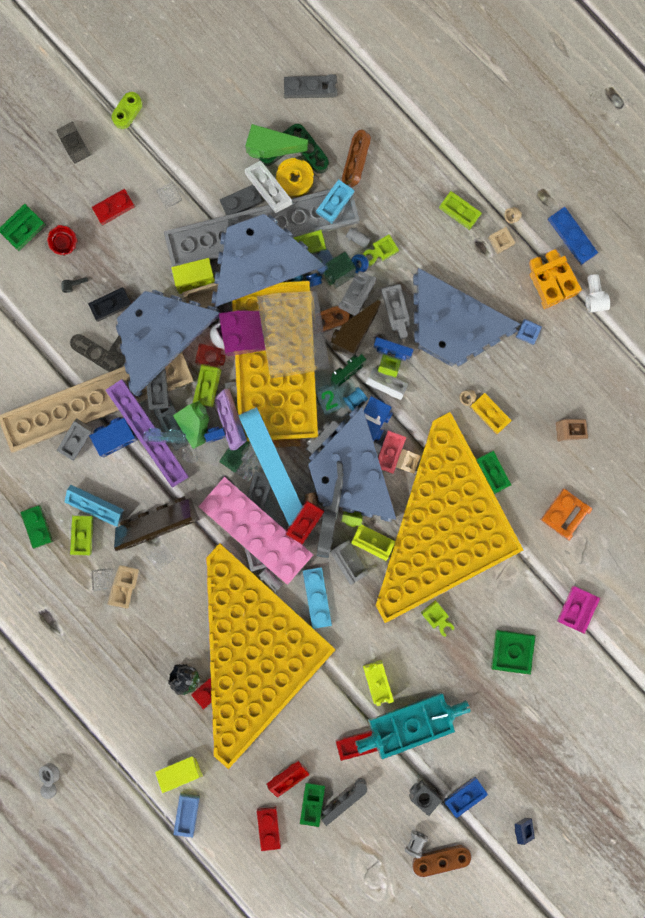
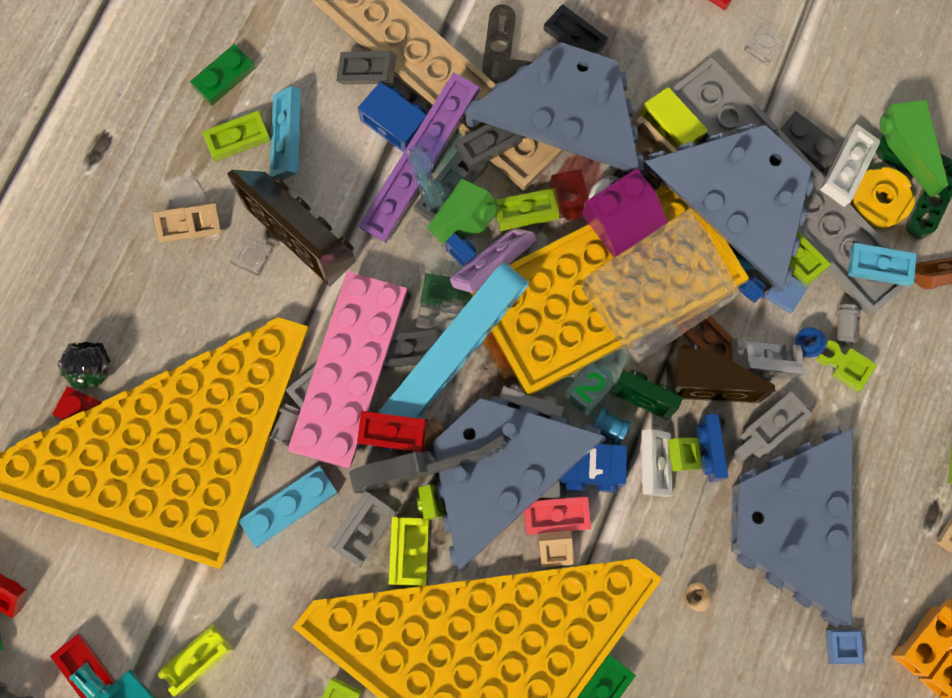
camera: 65 degrees right, 10 degrees down
(339, 270) = (786, 315): clear green brick -> none
(490, 413) = (690, 644): yellow plate -> none

